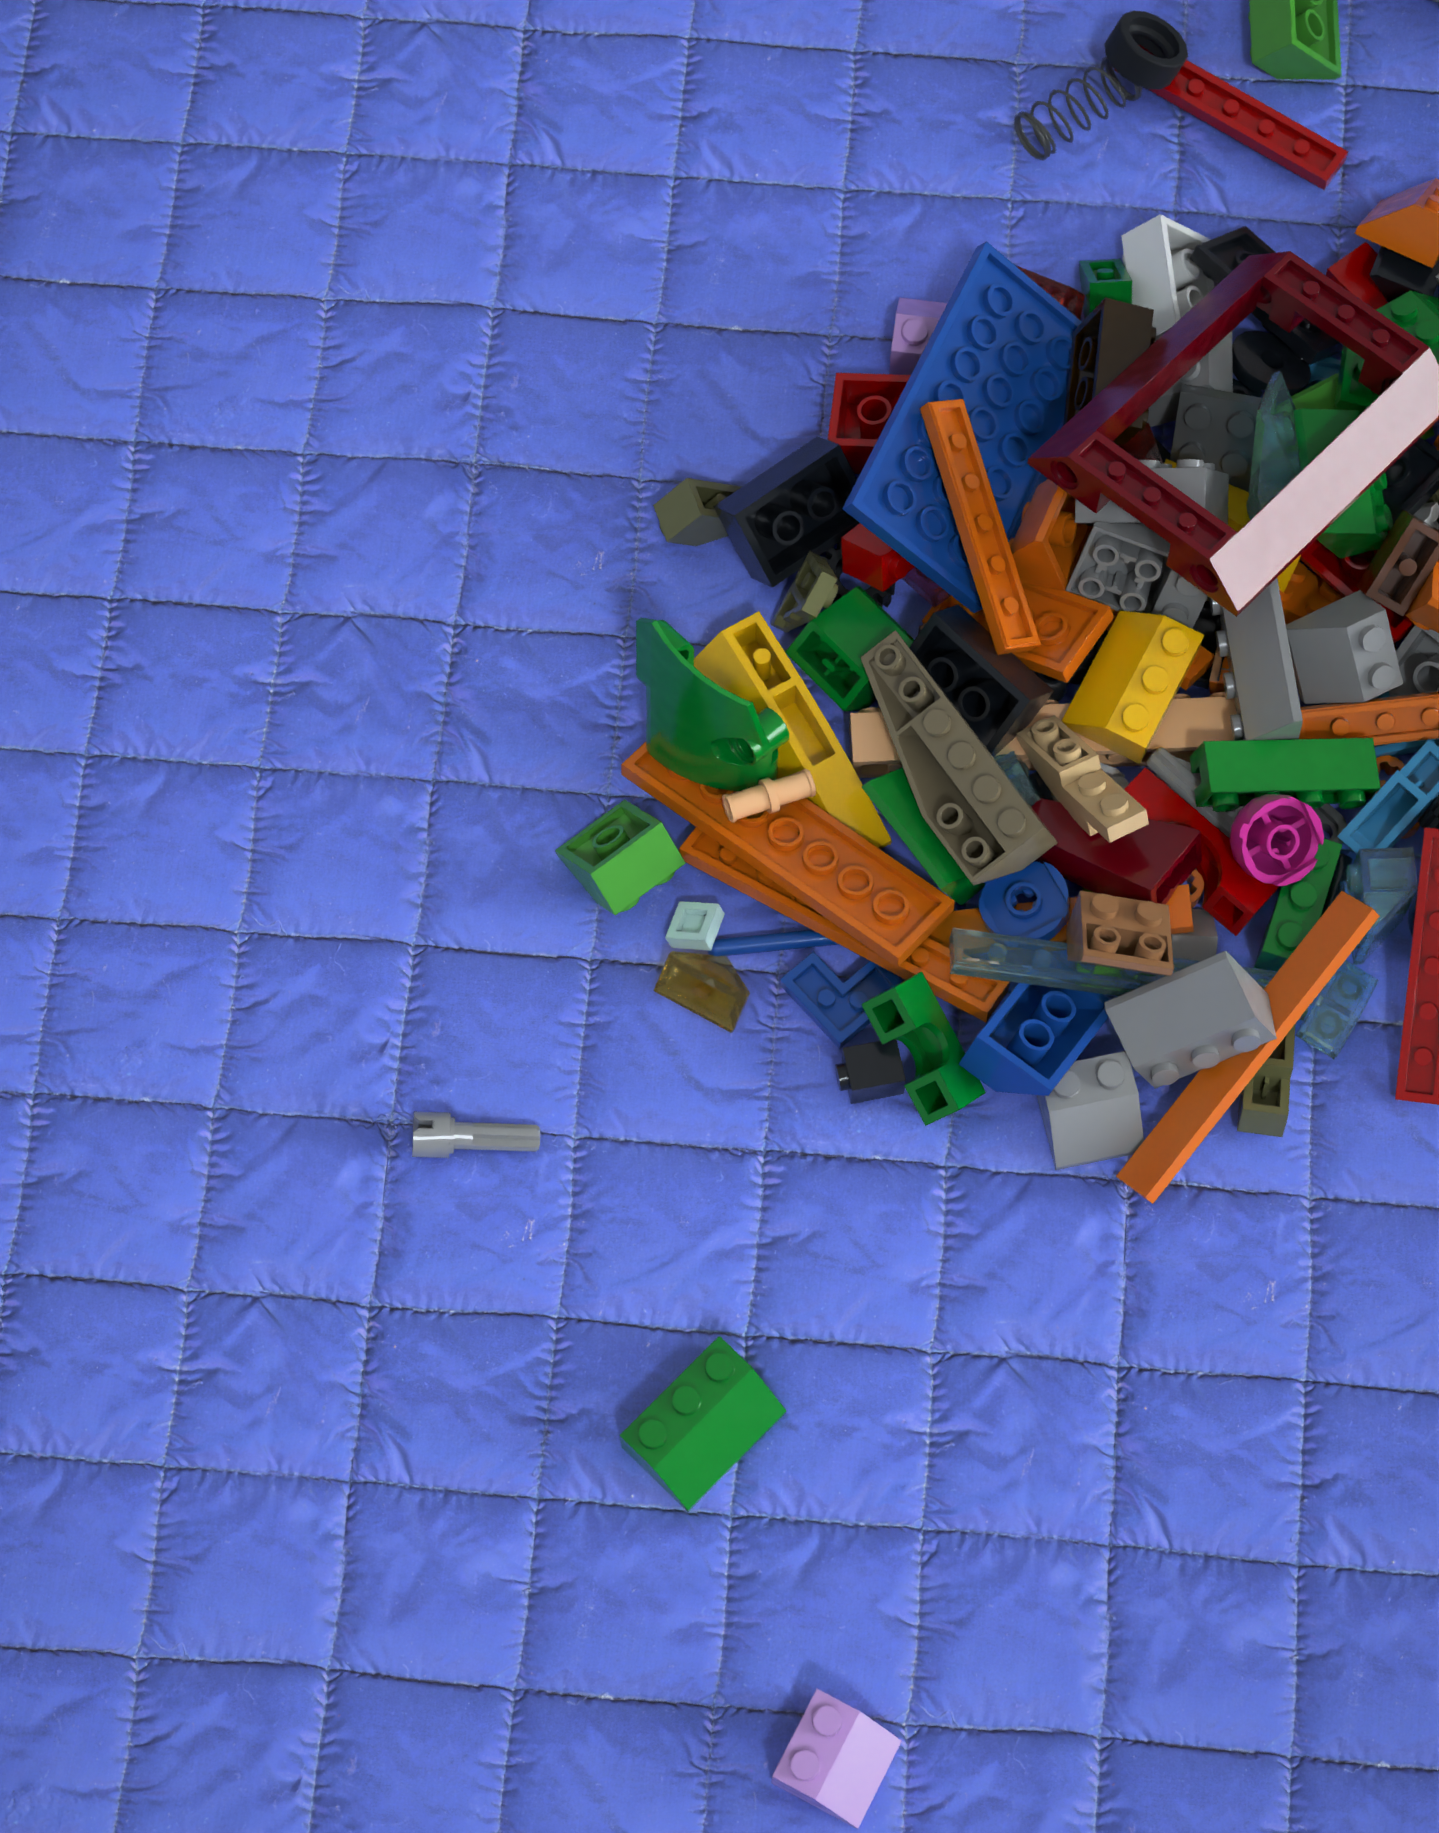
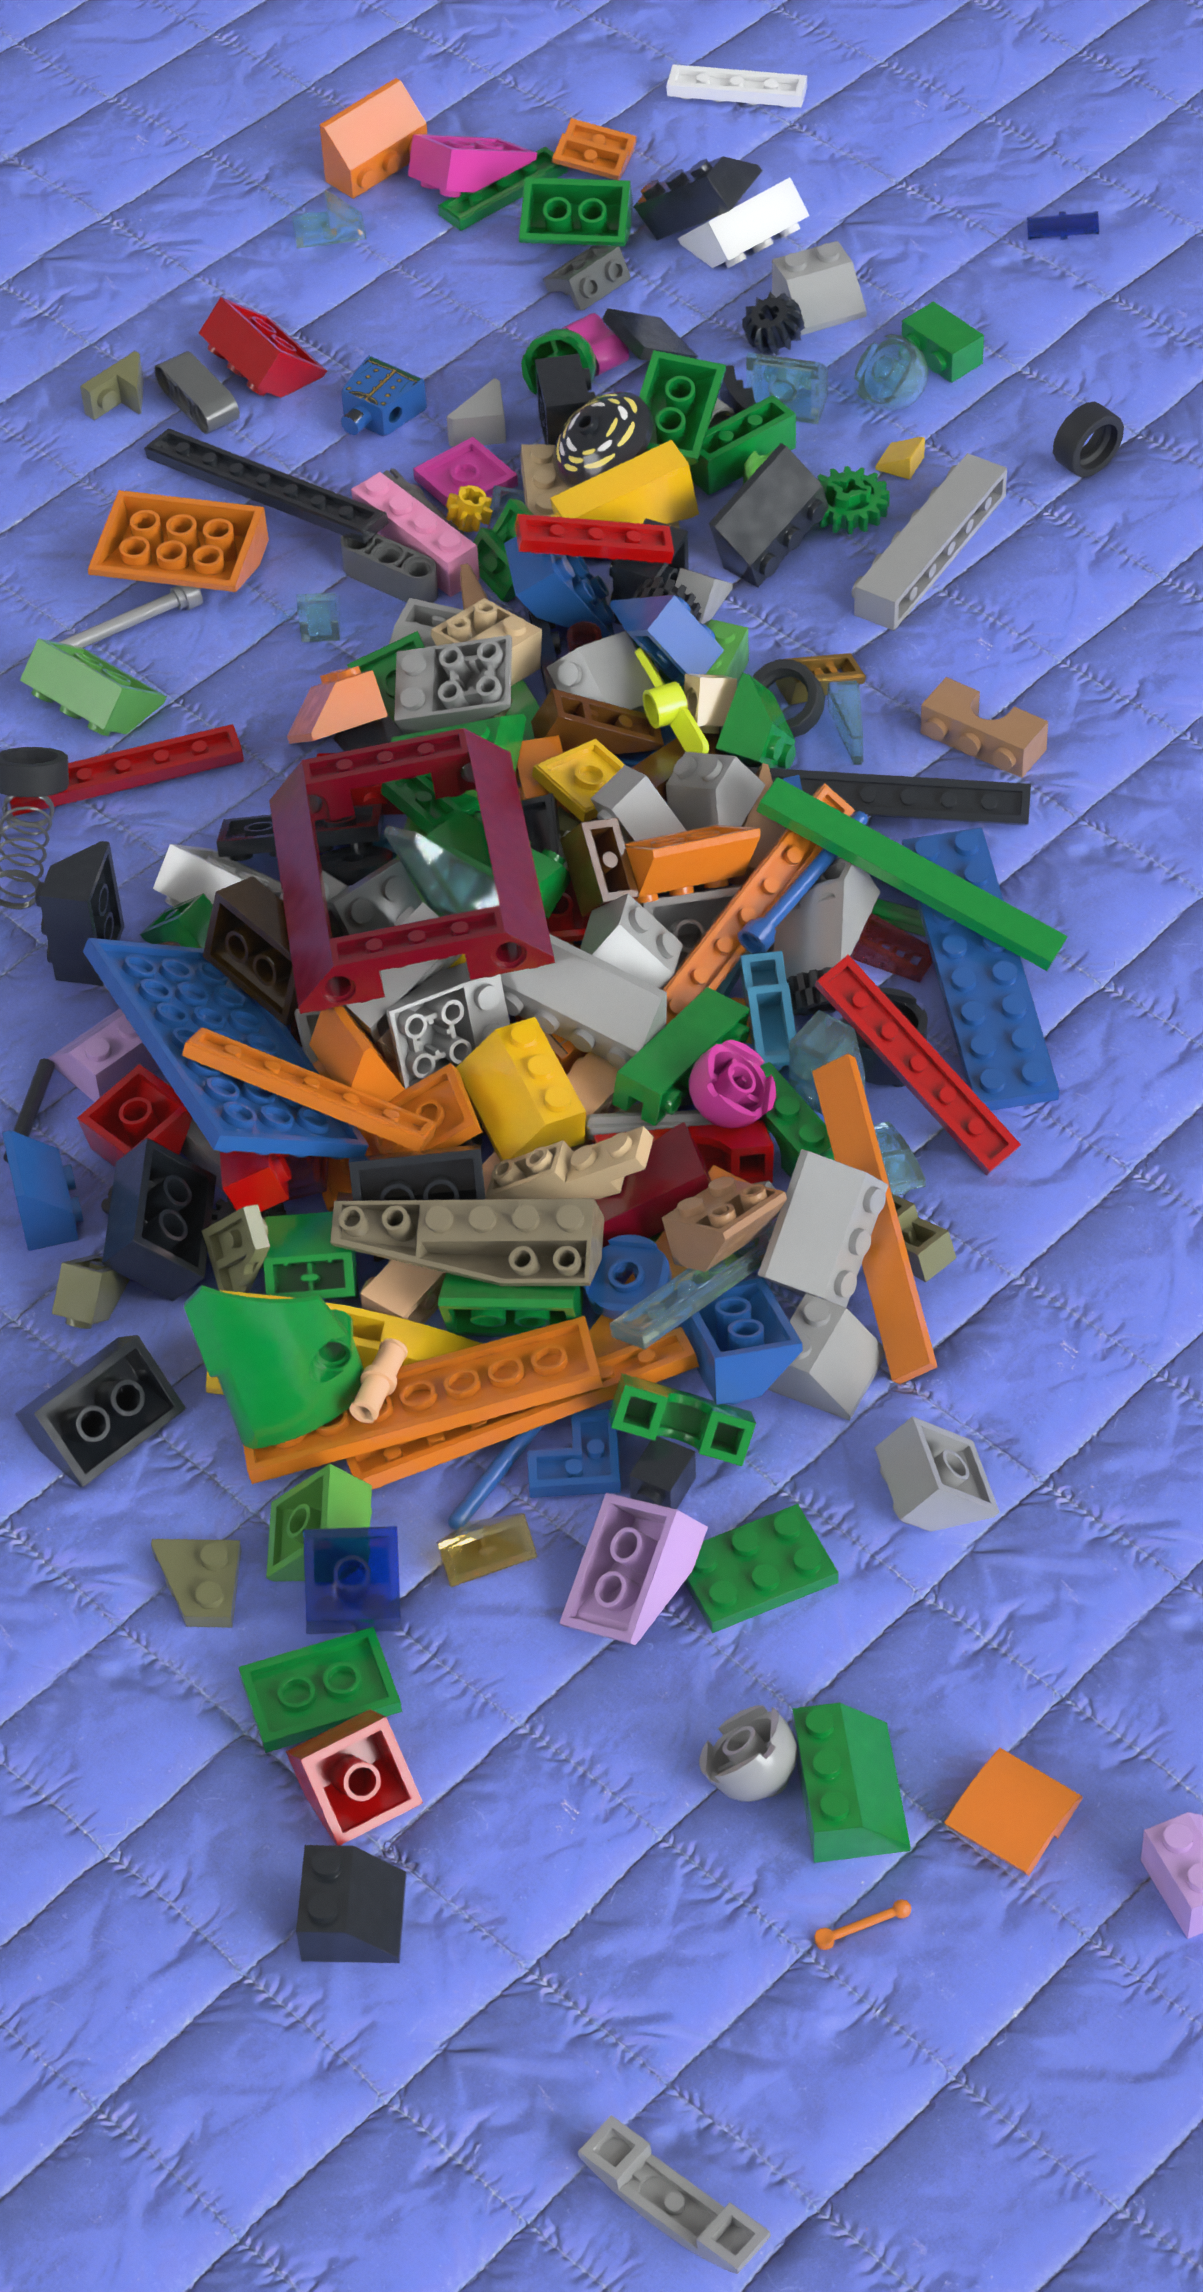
camera: 50 degrees left, 20 degrees down
(249, 1558) = (669, 2200): none -> light grey slope
(314, 1139) = (349, 1906): none -> black slope
(424, 1053) = (355, 1776): none -> red slope
(438, 1135) = (436, 1807): light grey piece -> none
(482, 969) = (318, 1688): none -> green plate
(515, 805) = (201, 1578): none -> olive wing
(559, 1505) = (825, 1937): none -> orange hinge
(578, 920) = (351, 1579): none -> clear blue slope
(593, 609) = (101, 1410): none -> black slope
(658, 1333) = (751, 1756): none -> light grey cylinder
(695, 925) = (428, 1517): light aqua plate -> none
(755, 401) = (42, 1191): none -> blue slope
(761, 1115) = (631, 1568): none -> lavender slope
(777, 1567) = (1013, 1811): none -> orange slope
(837, 327) = (33, 1098): none -> black piece
(850, 1204) = (759, 1568): none -> green plate
(1035, 208) = (78, 904): none -> black slope
(1043, 1282) = (934, 1477): none -> light grey slope

